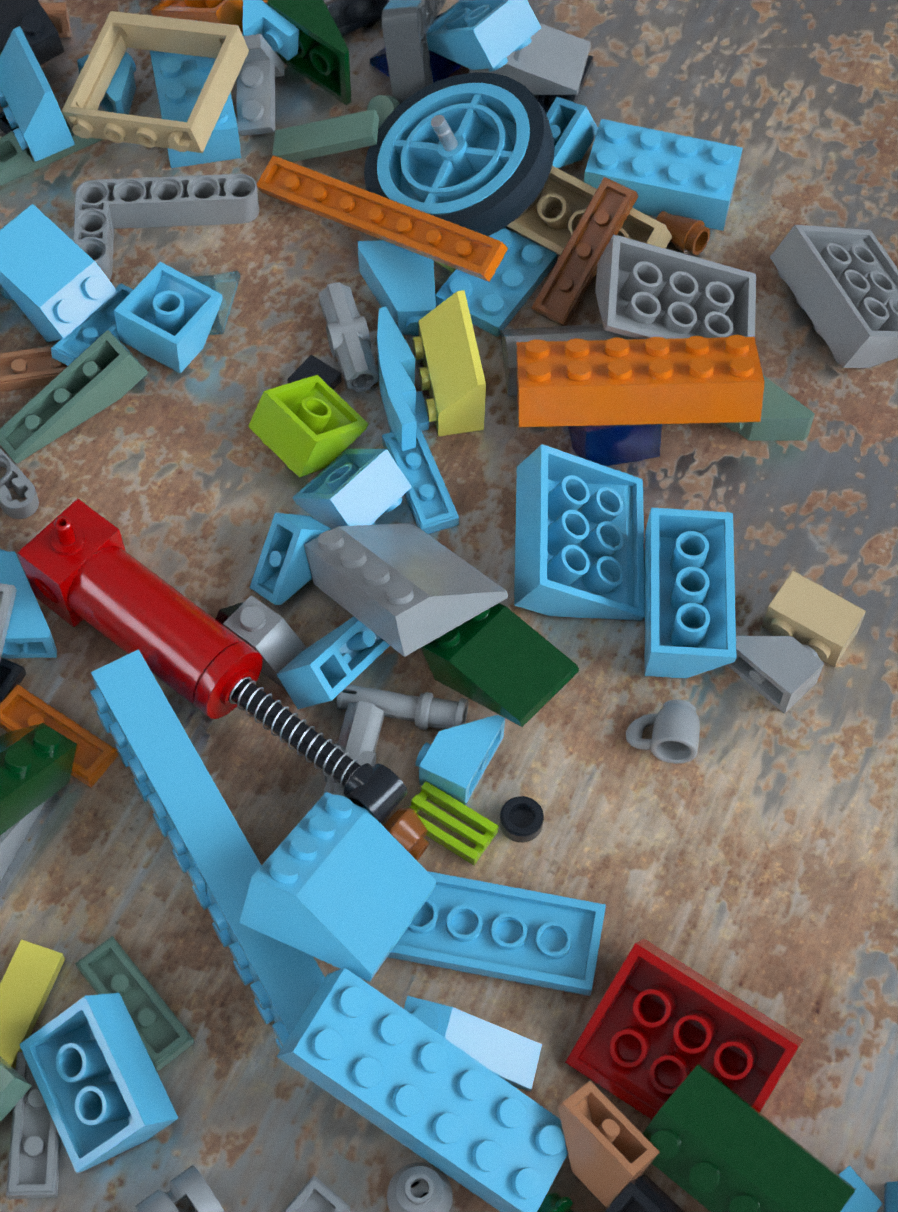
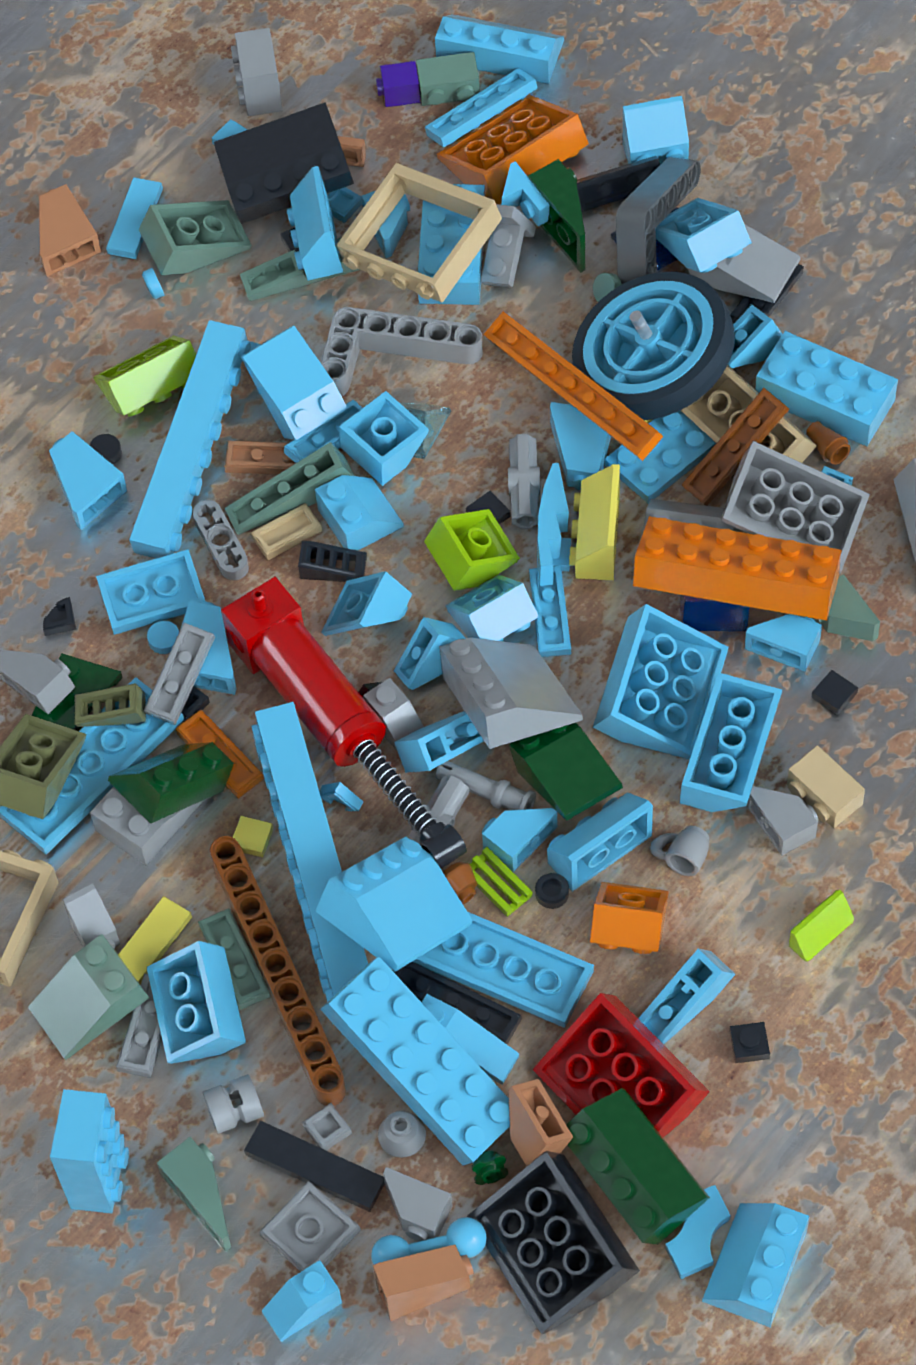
camera: 20 degrees right, 0 degrees up
(59, 76) = (344, 203): none -> medium azure tile
(76, 448) = (286, 531): none -> tan tile
(120, 833) = (253, 835): none -> light yellow tile
(127, 462) = (323, 551): none -> black slope
(155, 408) = (356, 511): none -> medium azure slope
(198, 512) = (367, 603): none -> medium azure slope
(206, 1023) = (282, 982): none -> dark orange beam
(225, 754) = (341, 794): none -> medium azure tile
(327, 136) = (551, 302): sand green tile -> none
(480, 998) = (485, 1012): none -> black tile
(566, 739) = (601, 839): none -> medium azure slope
(631, 832) = (629, 917): none -> orange slope
(708, 457) = (785, 639): none -> medium azure slope
(732, 918) = (686, 994): none -> medium azure slope
(782, 506) = (834, 692): none -> black tile
(826, 960) = (749, 1042): none -> black plate
(865, 791) = (821, 926): none -> lime slope

